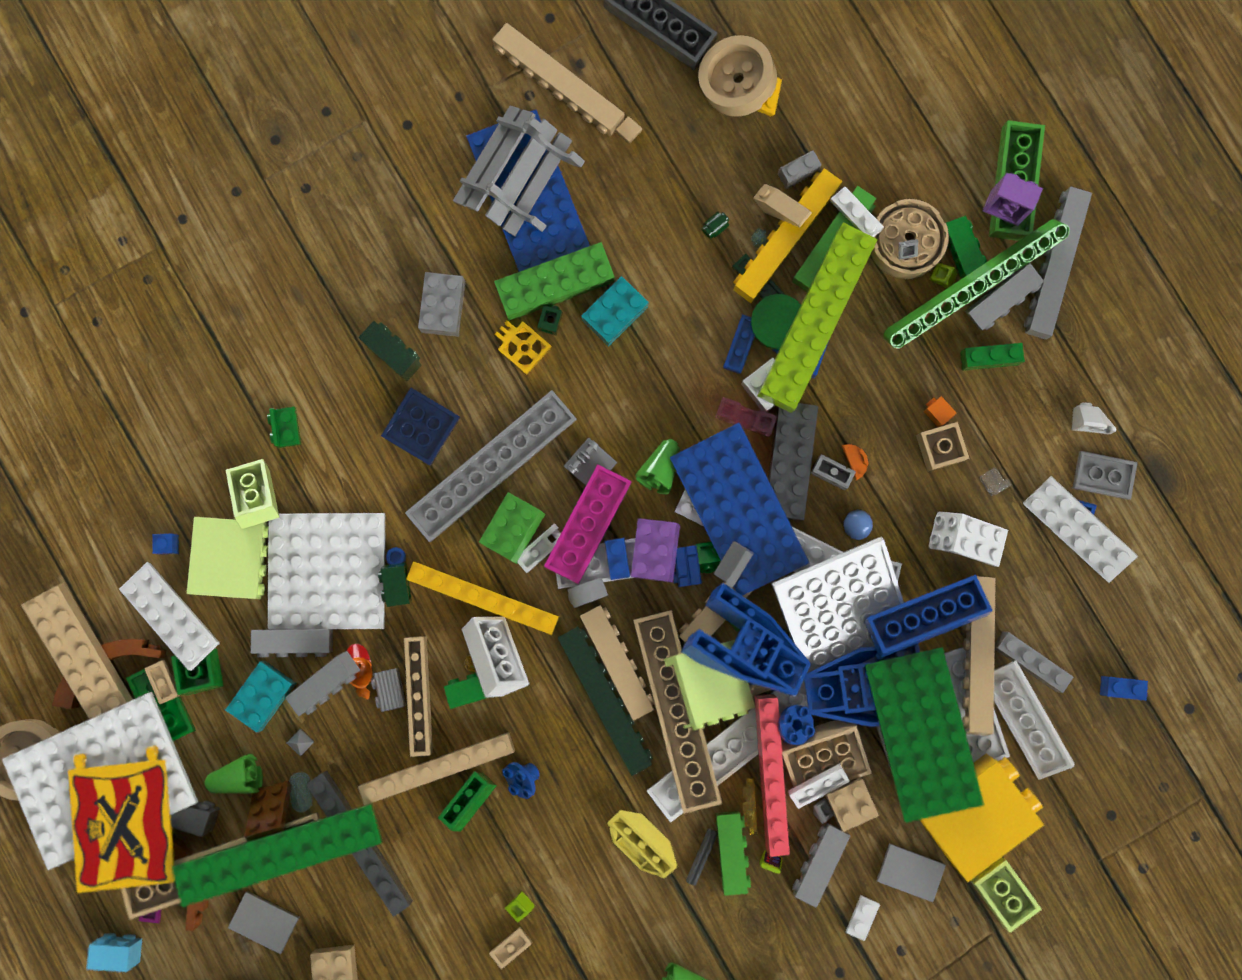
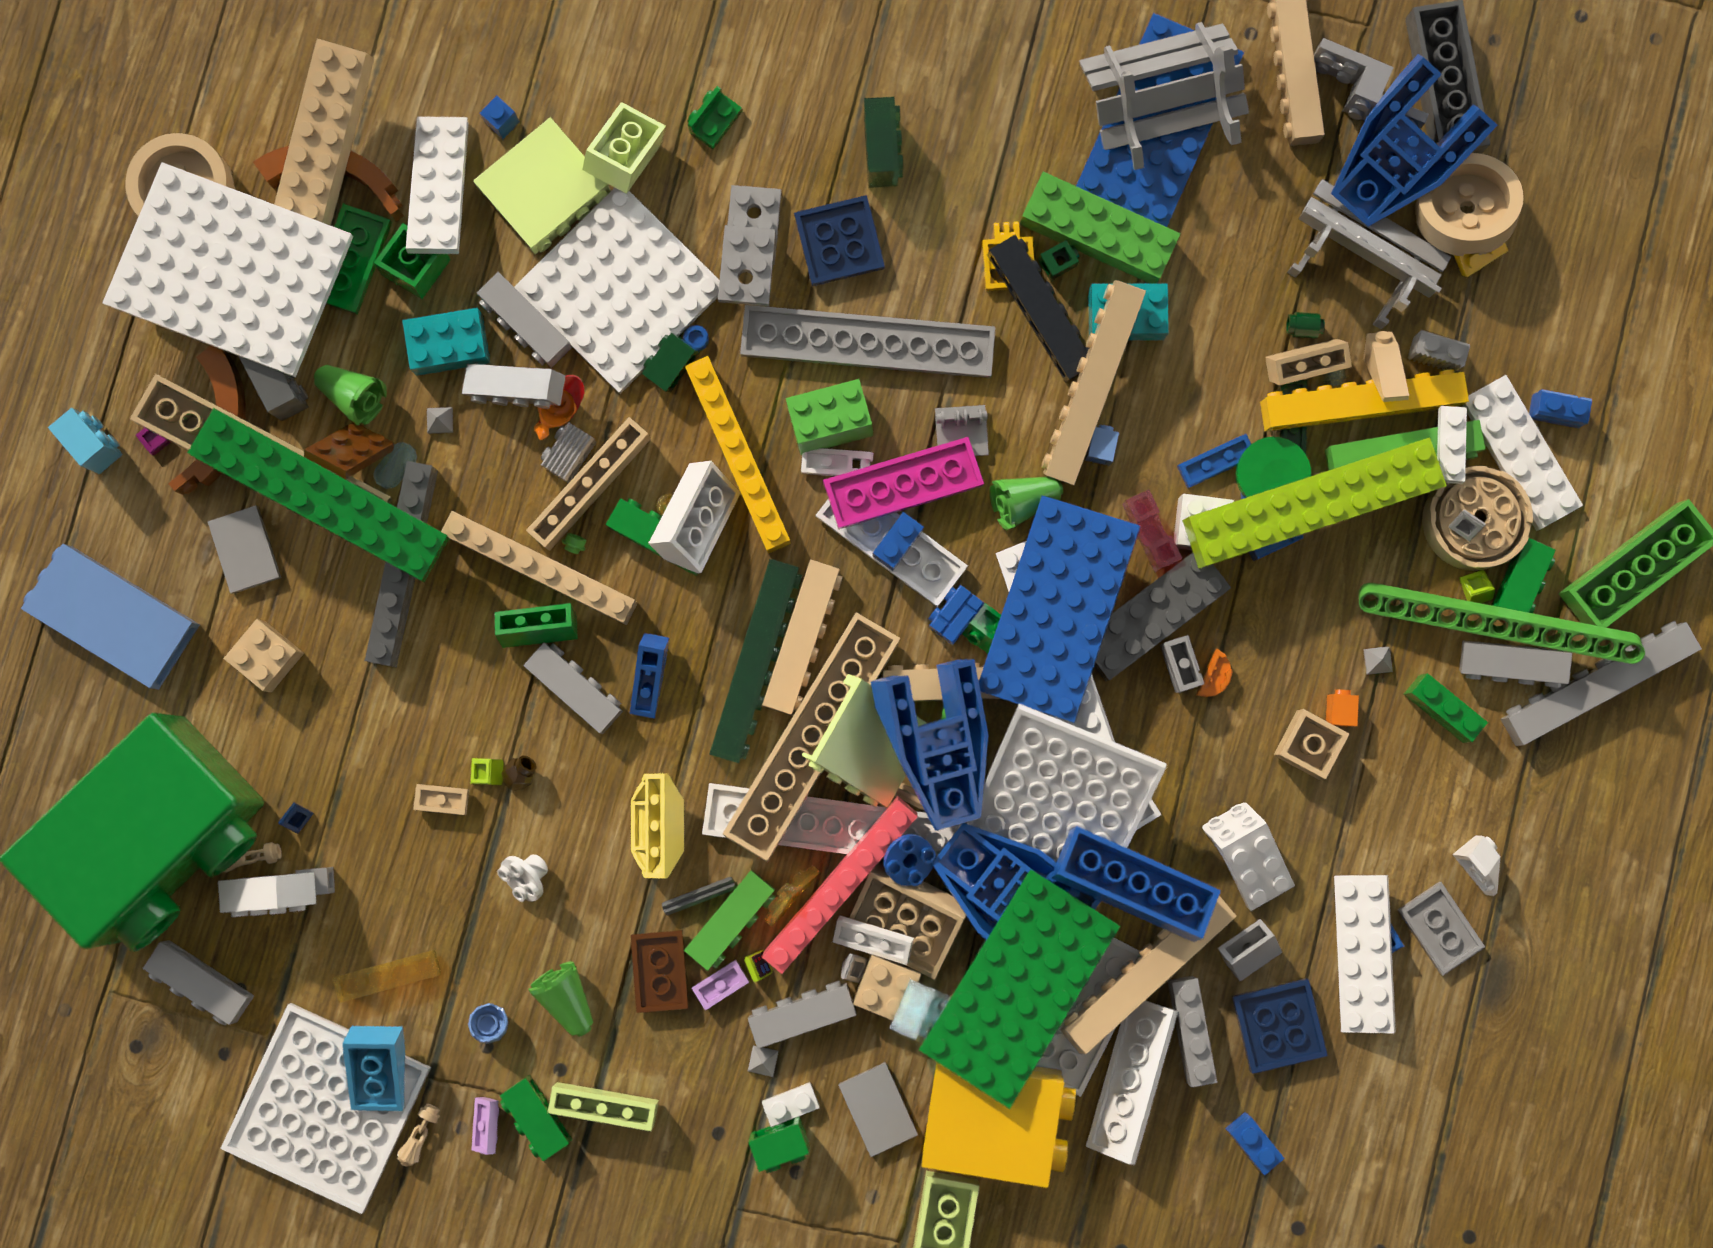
camera: 45 degrees right, 0 degrees up
(121, 824) = (208, 325): flag -> none
(162, 682) = (371, 238): tan plate -> none
(375, 478) = (749, 245): none -> light grey bracket
(441, 304) = (972, 146): light grey brick -> none
(442, 735) = (574, 543): none -> bright green plate
(521, 779) = (605, 655): blue plate -> none
(521, 814) = (573, 688): none -> light grey brick
(538, 890) = (519, 773): none -> dark brown rock
(555, 765) = (649, 675): none -> blue slope
(566, 355) = (1038, 305): none -> black brick
(587, 592) = (838, 544): light grey brick -> none
(598, 943) = (524, 876): none -> white plate
(623, 66) = (1365, 73): none -> light grey bracket
(628, 129) = (1313, 156): tan tile -> none
(636, 368) = (1094, 381): none -> tan brick
(655, 550) = (941, 568): medium lavender brick -> none
(672, 396) = (1102, 445): none -> medium blue brick
(676, 90) = (1395, 158): none -> blue wedge
(681, 156) = (1374, 249): none -> light grey piece
(722, 919) = (659, 971): none -> reddish brown plate
(733, 563) = (1001, 652): light grey panel -> none
(737, 243) = (1308, 361): none -> tan brick
(761, 892) = (720, 984): none -> lavender plate
(825, 910) = (763, 1061): none -> light grey slope
(858, 524) = (1156, 738): medium blue hair -> none
(880, 947) = (779, 1145): none -> green brick
(882, 799) = (919, 1011): none -> clear light blue brick
(893, 137) = (1560, 408): none -> blue brick
(895, 179) = (1522, 451): none -> white plate
(931, 366) = (1378, 660): none -> light grey slope
(994, 482) = (1327, 827): clear panel -> none
(1012, 199) = (1616, 573): medium lavender brick -> none
(1019, 588) = (1250, 950): none -> light grey brick
(1074, 612) = (1279, 1026): none -> dark blue plate

